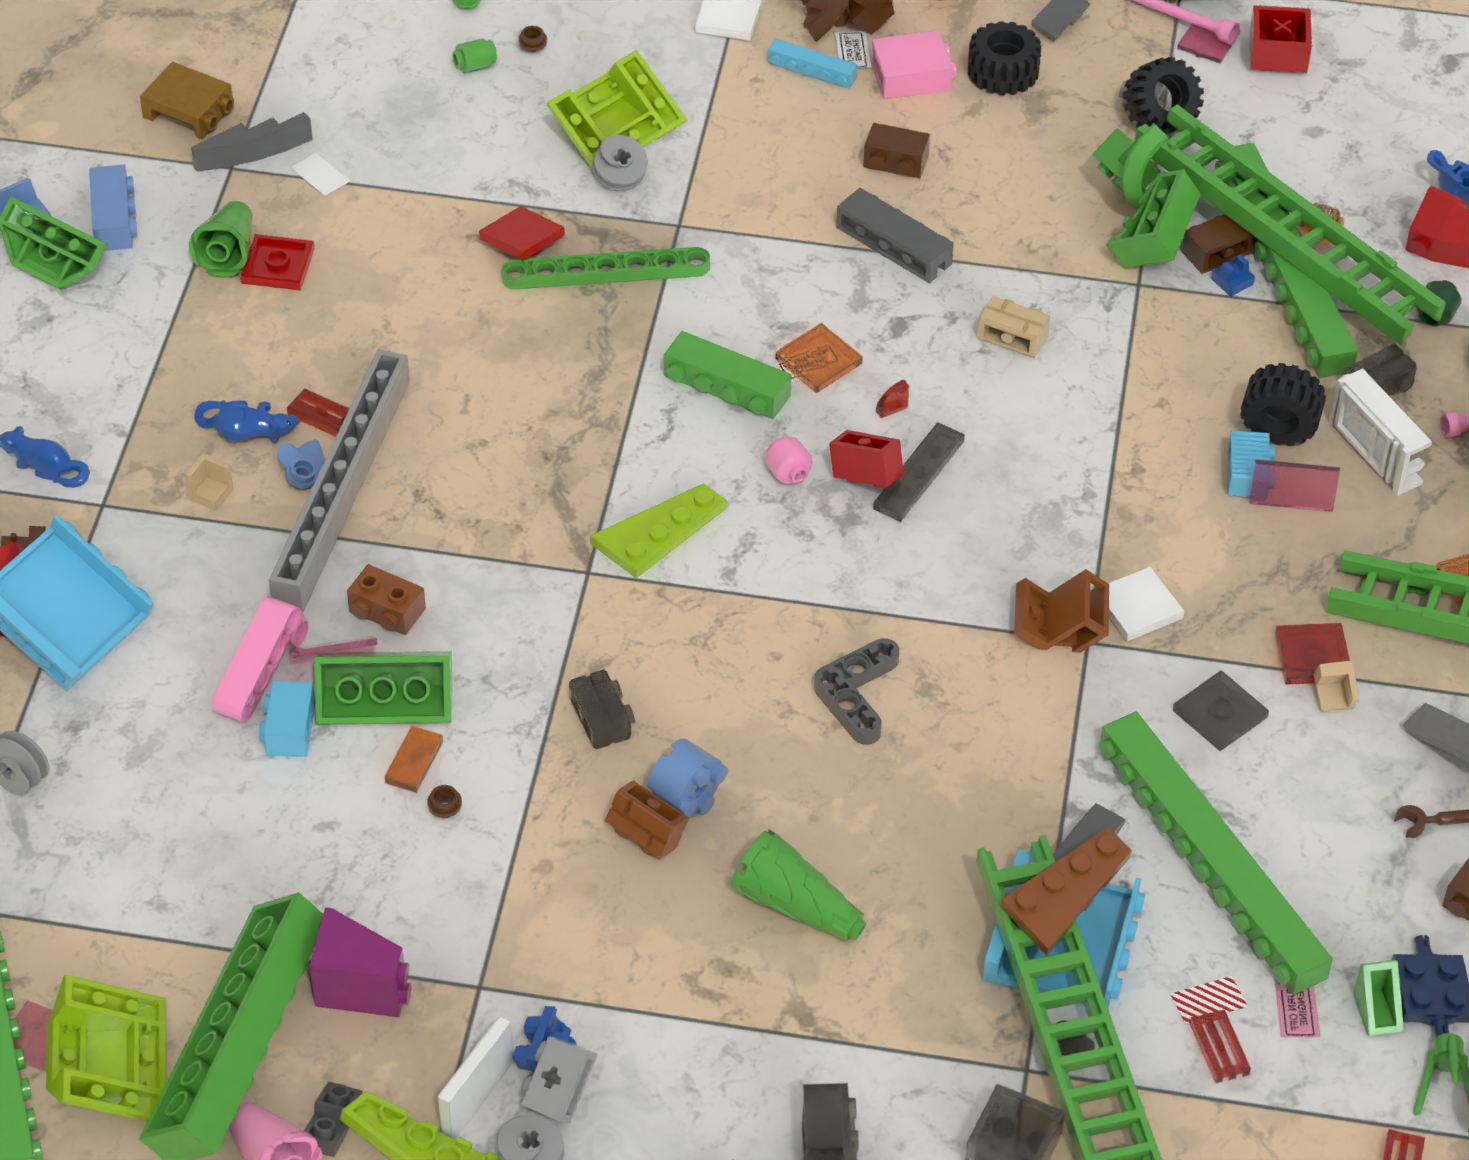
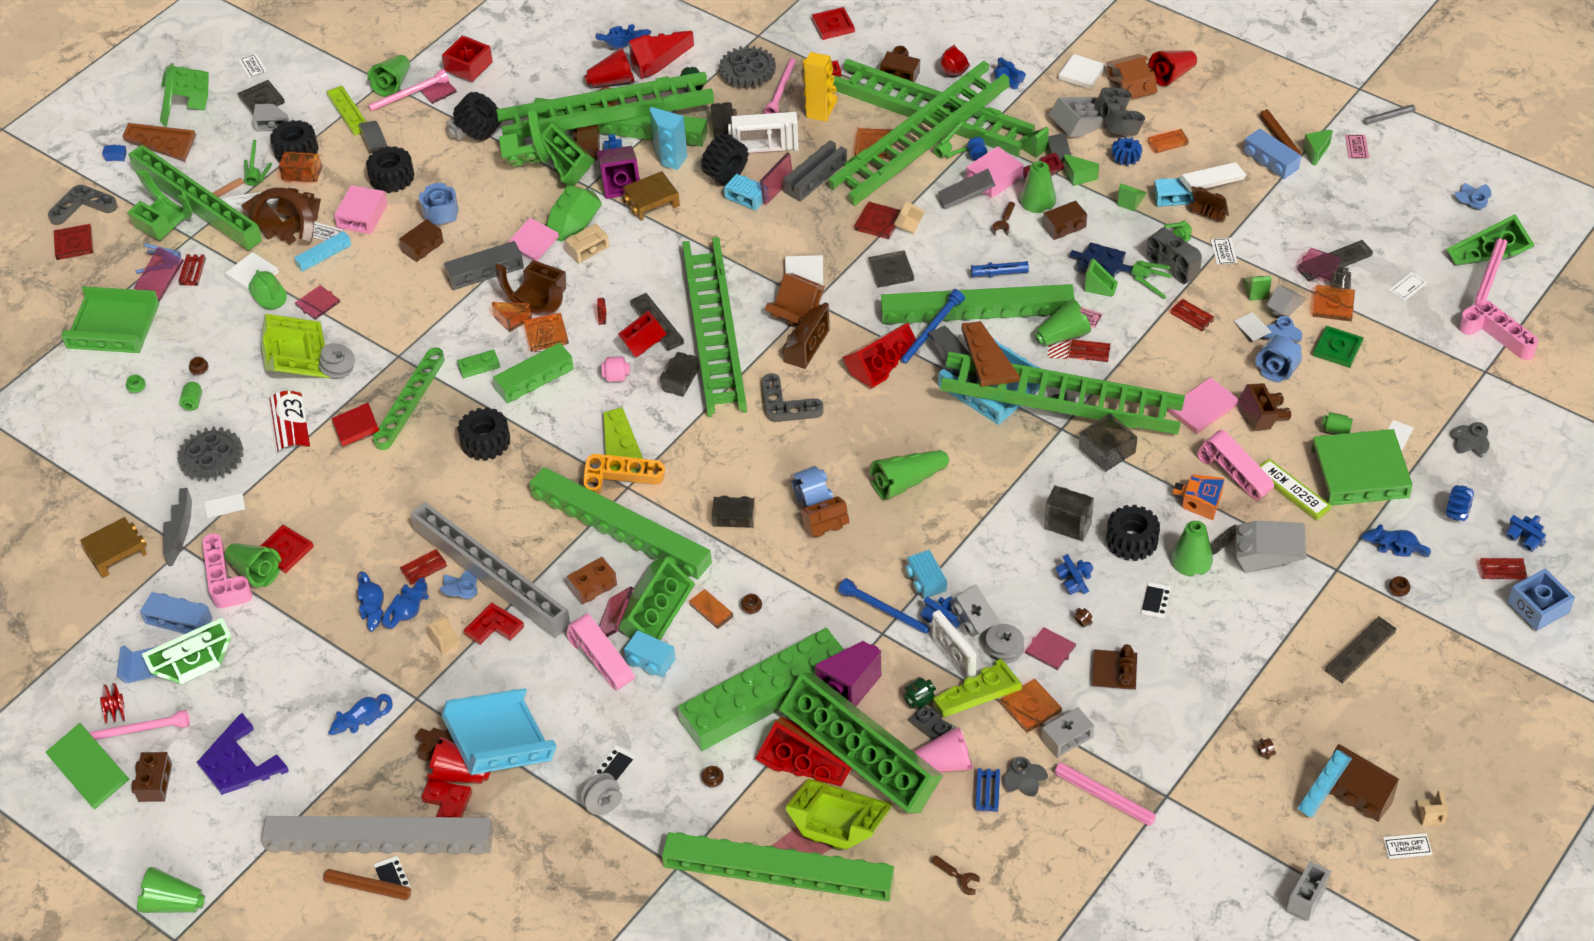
camera: 60 degrees left, 0 degrees up
(88, 764) = (616, 762): none -> black sticker
(112, 874) = (712, 771): none -> reddish brown plate
(174, 226) = (223, 590): none -> bright pink beam
(196, 949) = (797, 752): none -> red wedge
(235, 380) = (371, 600): none -> blue animal
(261, 522) = (493, 619): none -> red plate
(271, 862) = (753, 692): none -> bright green brick
(376, 1072) = (919, 692): none -> dark green head
(388, 118) = (210, 454): none -> dark grey gear
(498, 169) = (288, 419): none -> sticker
(506, 590) = (620, 522): none -> bright green brick
(533, 908) = (848, 588): none -> blue piece
(579, 369) = (488, 444): none -> black tyre
(600, 549) = (624, 473): none -> light orange beam
(610, 994) = (926, 574): none -> medium azure brick
(704, 41) = (267, 290): none -> bright green piece
(713, 312) = (478, 363): none -> bright green plate
(721, 101) = (317, 302): none -> clear pink piece
(820, 305) = (511, 314): none -> clear orange slope
(828, 538) = (679, 373): none -> clear smoke brick
(880, 313) = (541, 287): none -> reddish brown piece
(963, 555) = (714, 340): none -> bright green ladder
(973, 135) = (439, 203): none -> medium blue brick
(982, 266) = (534, 239): none -> bright pink tile
(994, 660) = (807, 336): none -> reddish brown slope
(1014, 764) = (877, 358): none -> red wedge
(1068, 282) = (573, 211): none -> bright green wedge
(1161, 355) = (649, 194): none -> pearl gold panel
(1181, 299) = (617, 169): none -> magenta slope
(1181, 807) = (955, 298): none -> blue piece
(1239, 983) = (1063, 325): none -> bright green cone
(1269, 320) = (668, 137): none -> medium azure slope
(1289, 824) = (999, 269): none -> blue pin
(1356, 528) = (814, 171): none -> dark grey brick
(1382, 203) = (610, 70): none -> red cone

